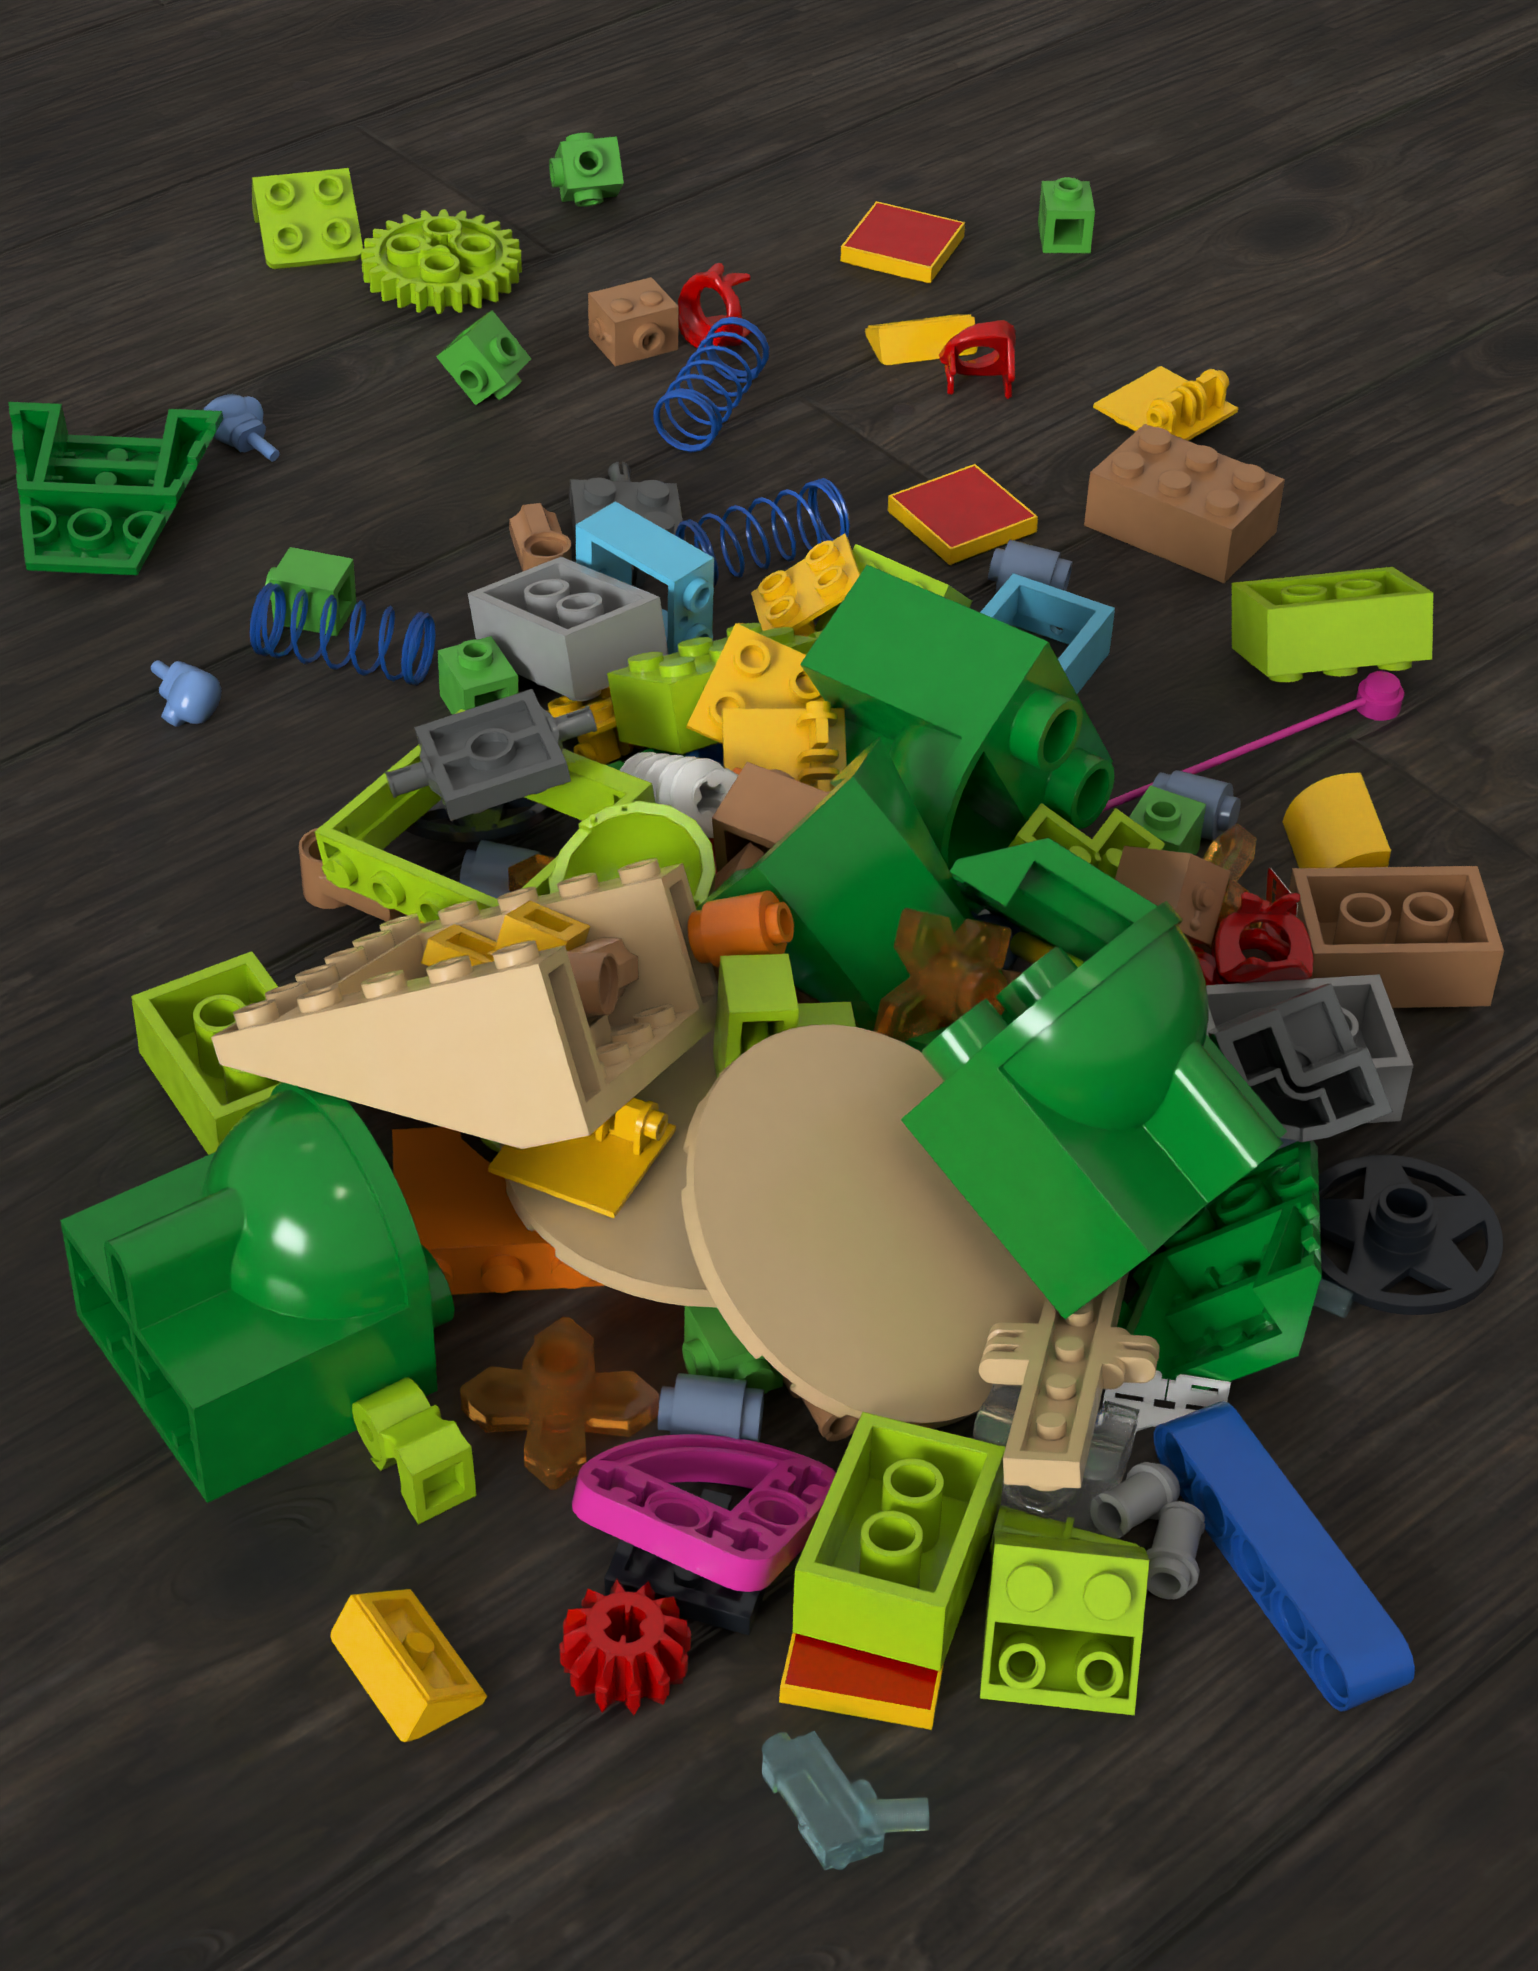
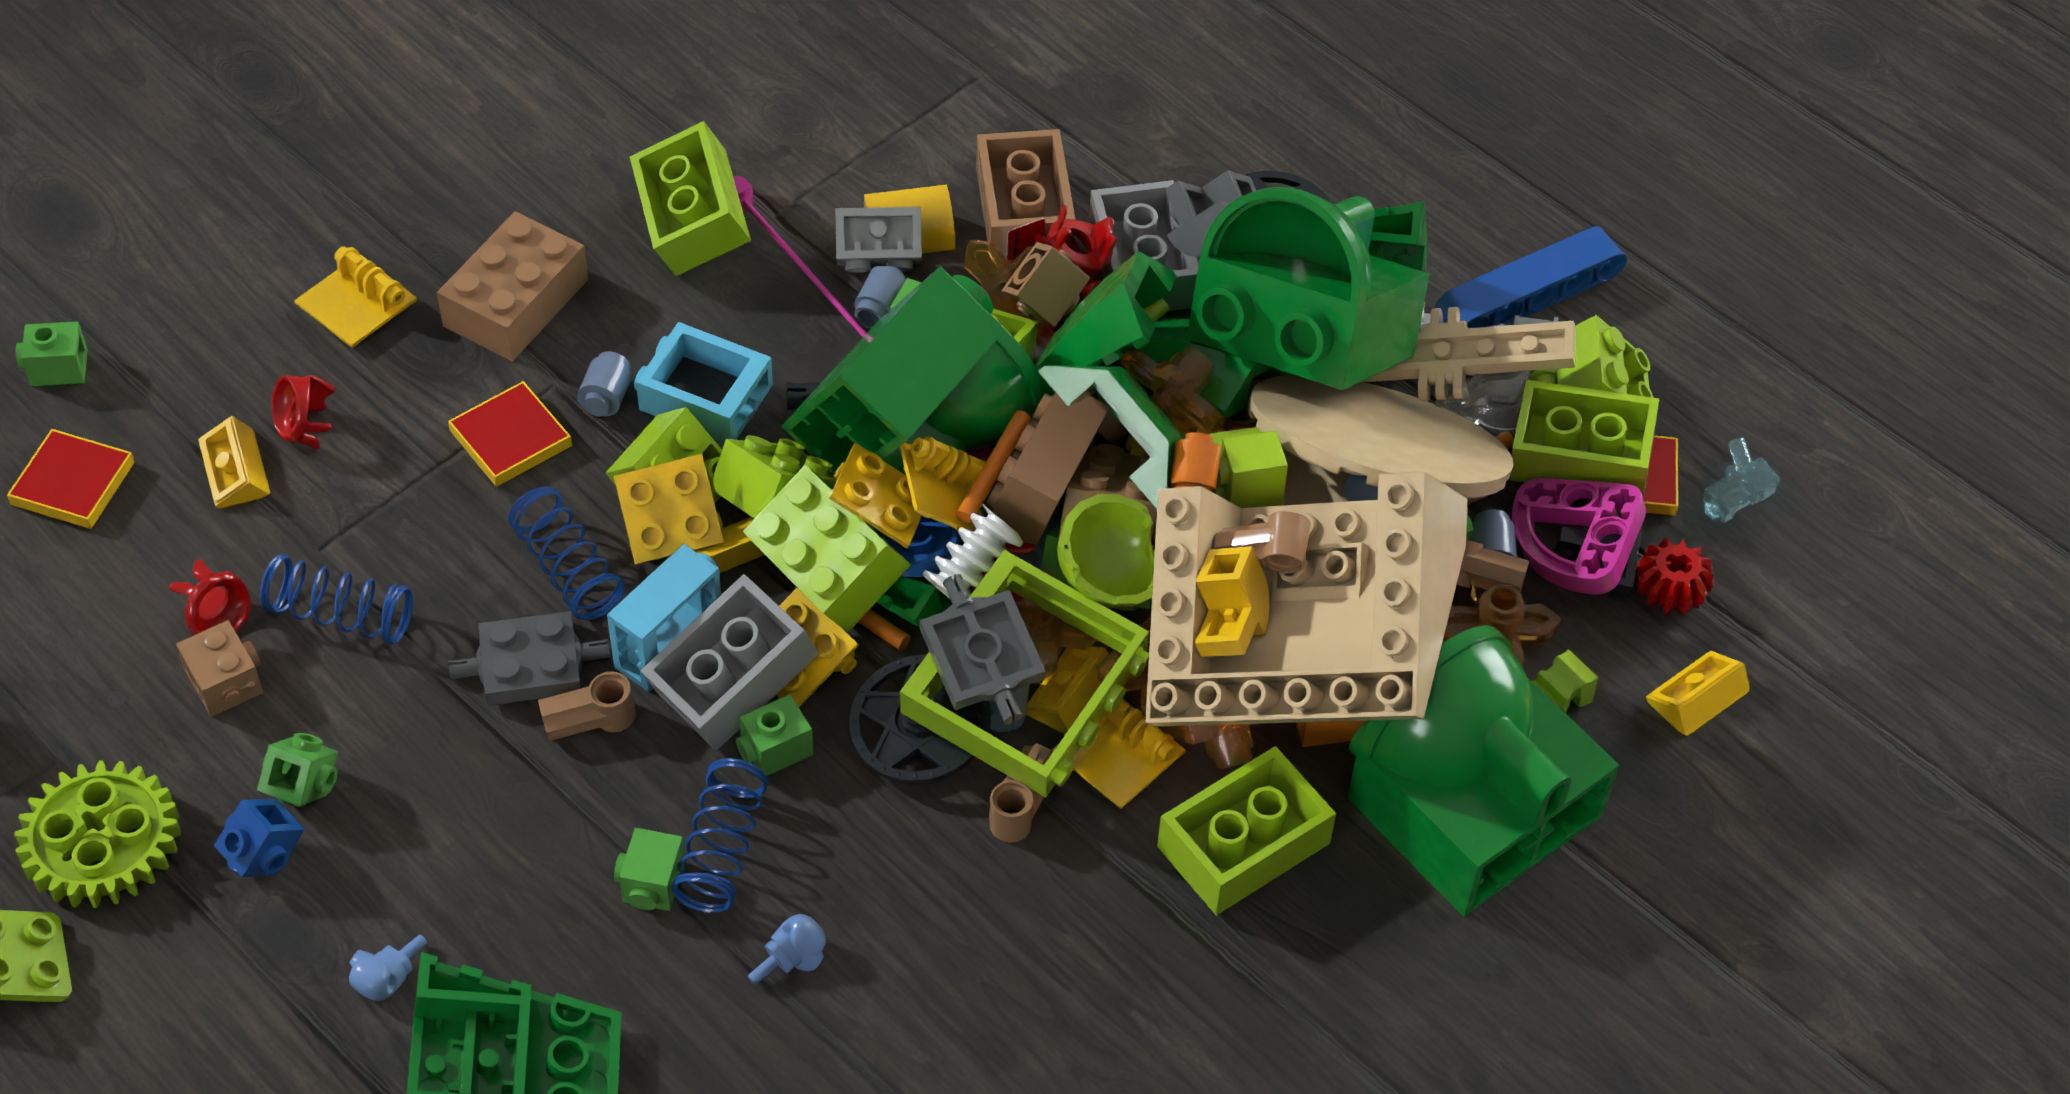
camera: 95 degrees left, 10 degrees up
(404, 337) = (258, 837): none -> blue brick
(643, 1350) = (1488, 567): none -> medium nougat piece
(1284, 788) = (878, 238): none -> light grey bracket

